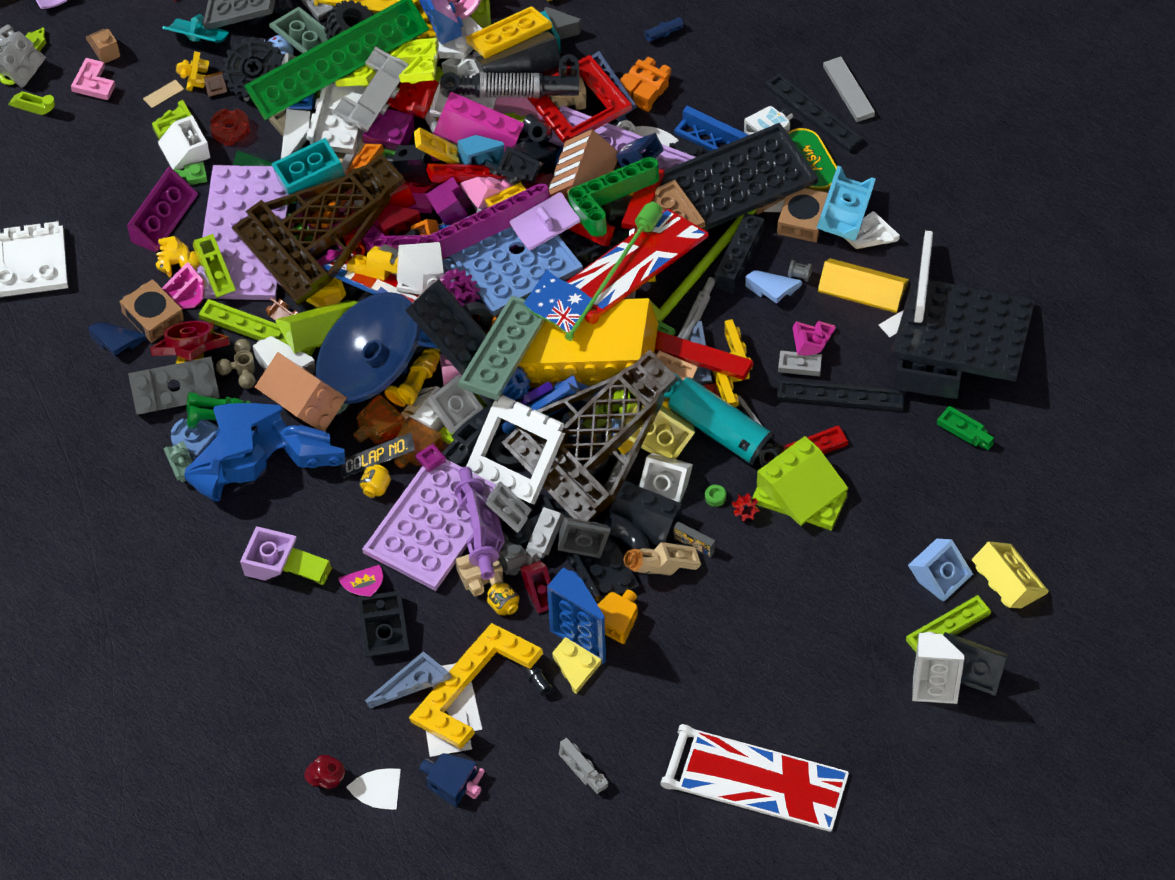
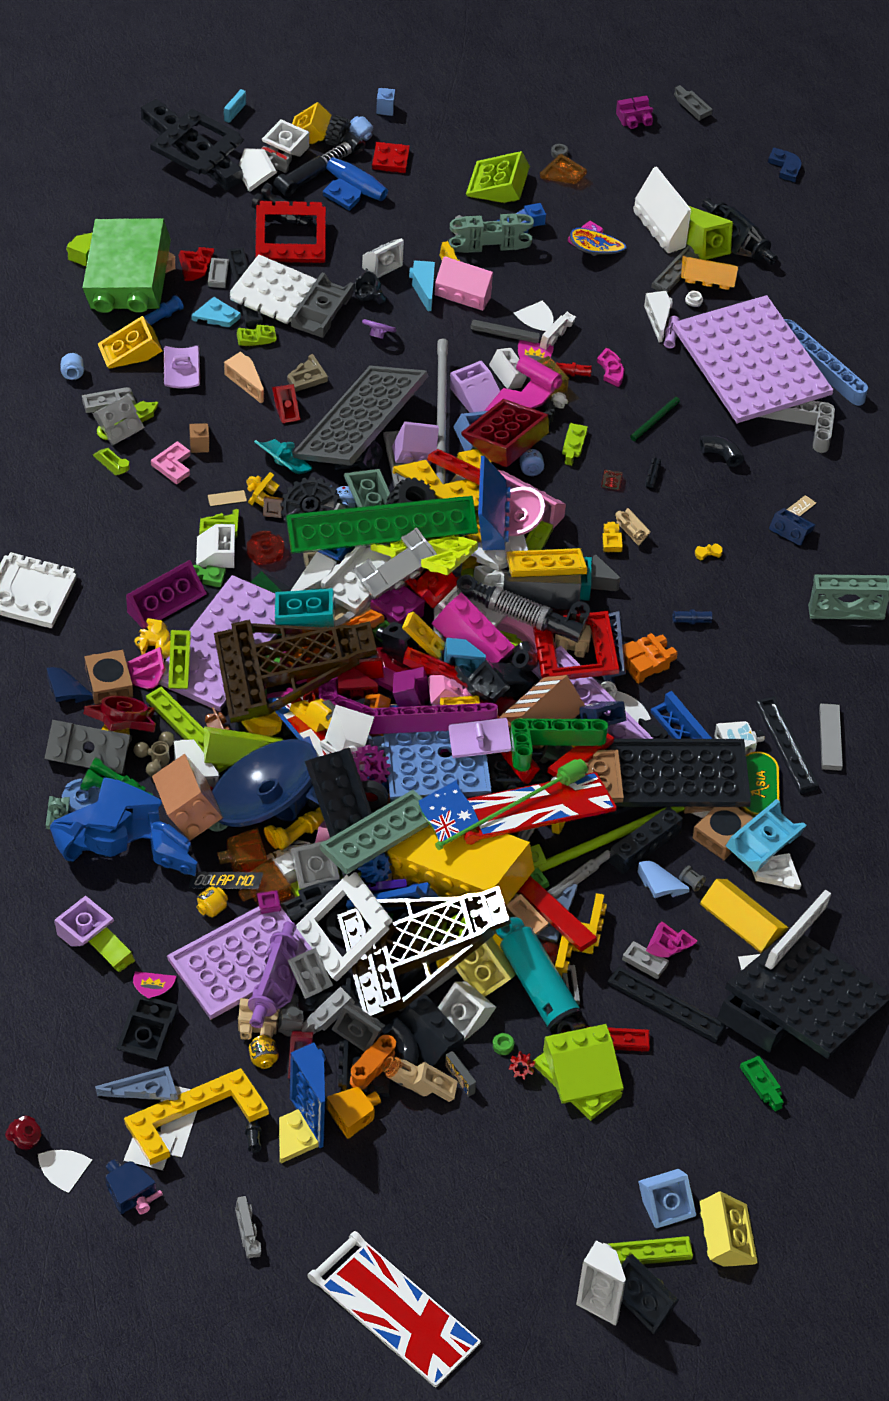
camera: 20 degrees right, 5 degrees down
(612, 563) = (372, 1061): none -> orange piece

